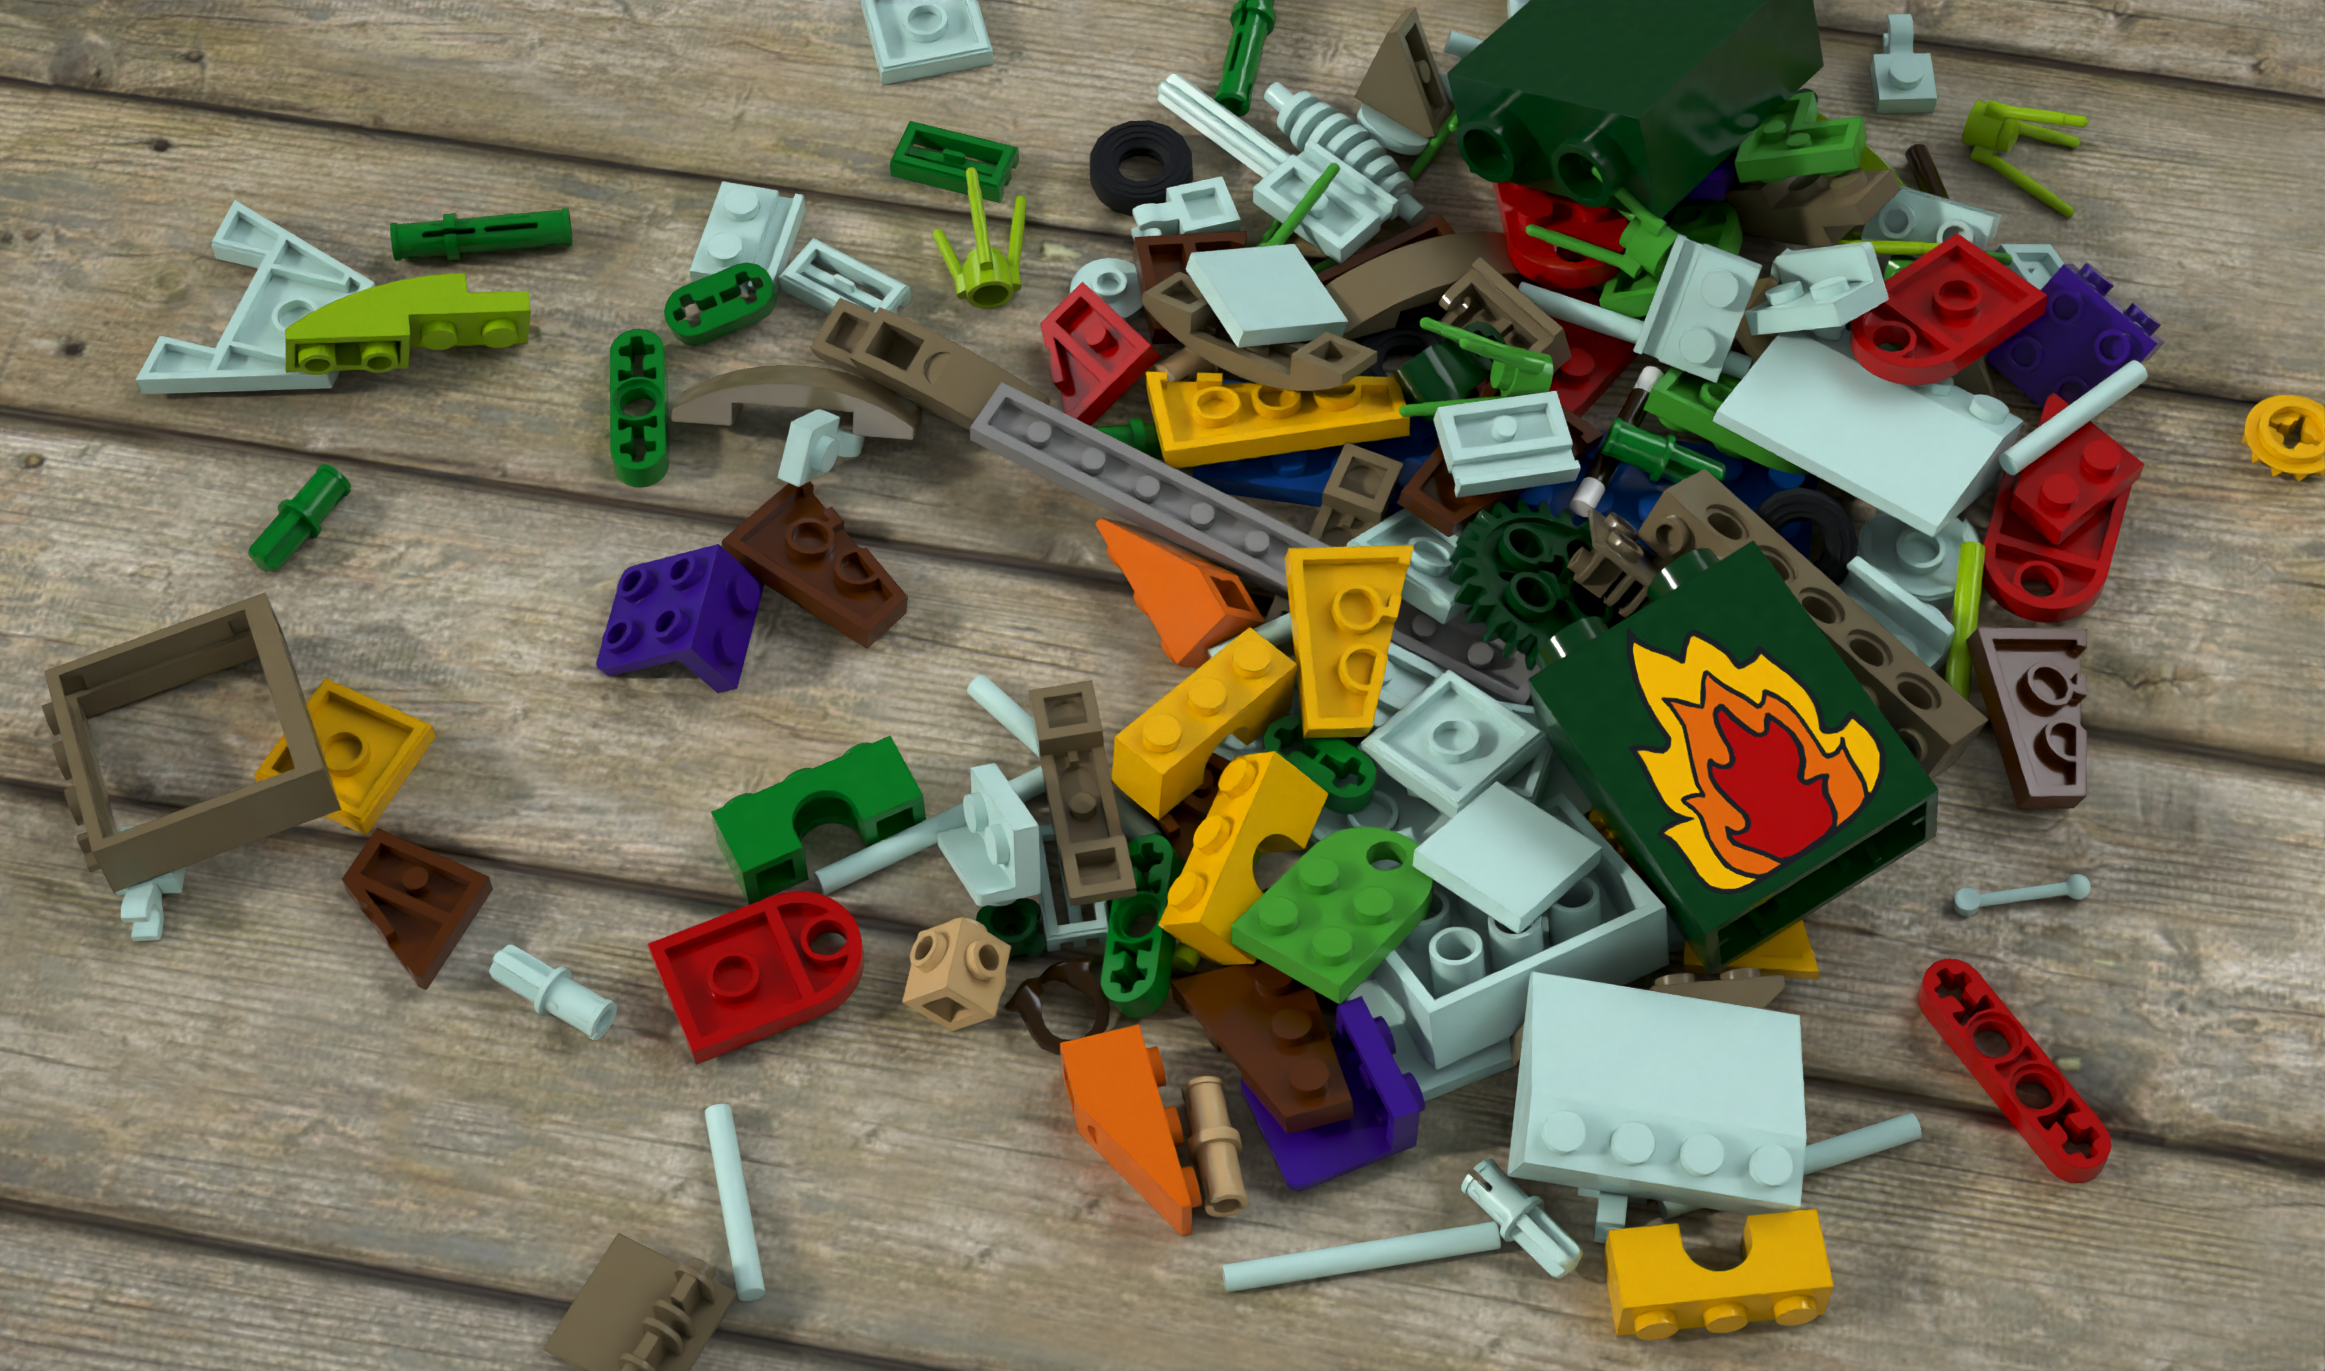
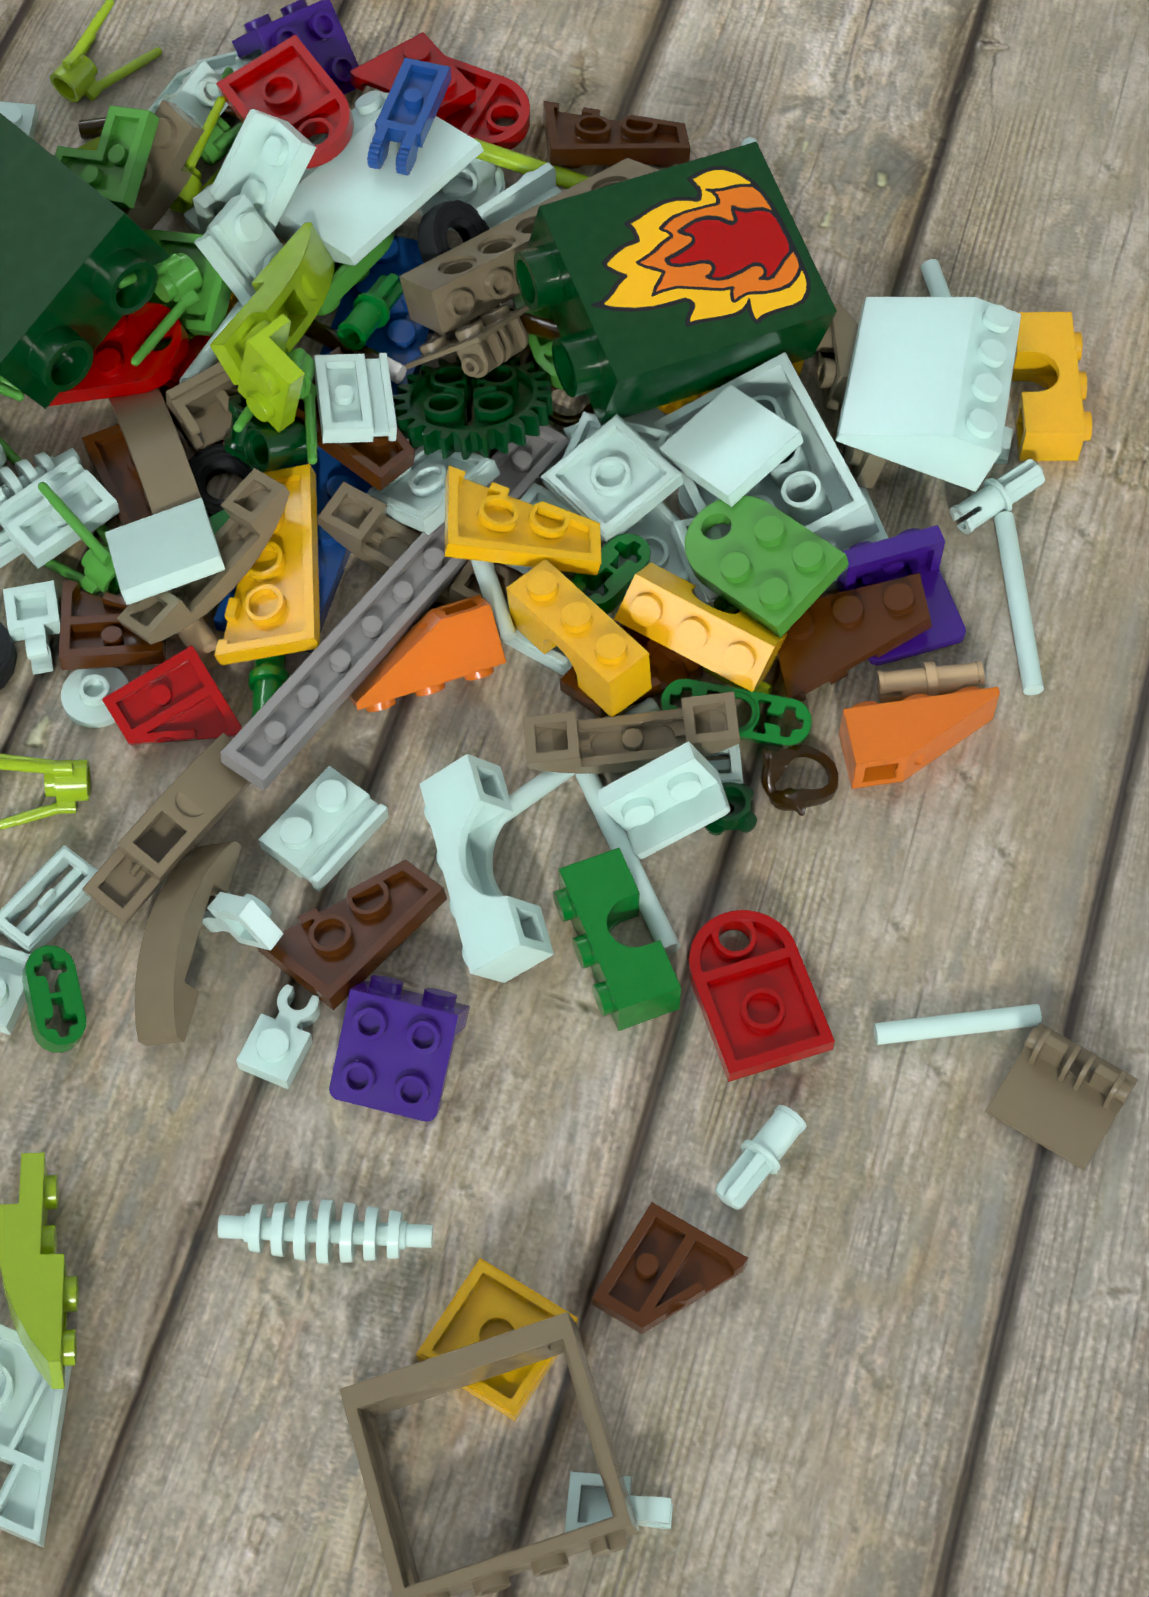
camera: 85 degrees left, 5 degrees up
(299, 518) = (229, 1382): green axle -> none
(459, 579) = (325, 1231): none -> light aqua piece
(652, 426) = (110, 1090): green beam -> none
(684, 513) = (279, 1044): none -> light aqua plate
(950, 648) = (466, 812): none -> light aqua arch
(954, 524) = (323, 828): none -> light aqua plate
(957, 973) = (777, 839): tan brick -> none
(1474, 307) = (269, 376): none -> lime bracket
(1621, 345) = (289, 285): none -> lime slope
(1950, 434) = (409, 113): none -> blue hinge
(2022, 1064) = (887, 199): red beam -> none
(2073, 417) = (369, 44): light aqua bar -> none

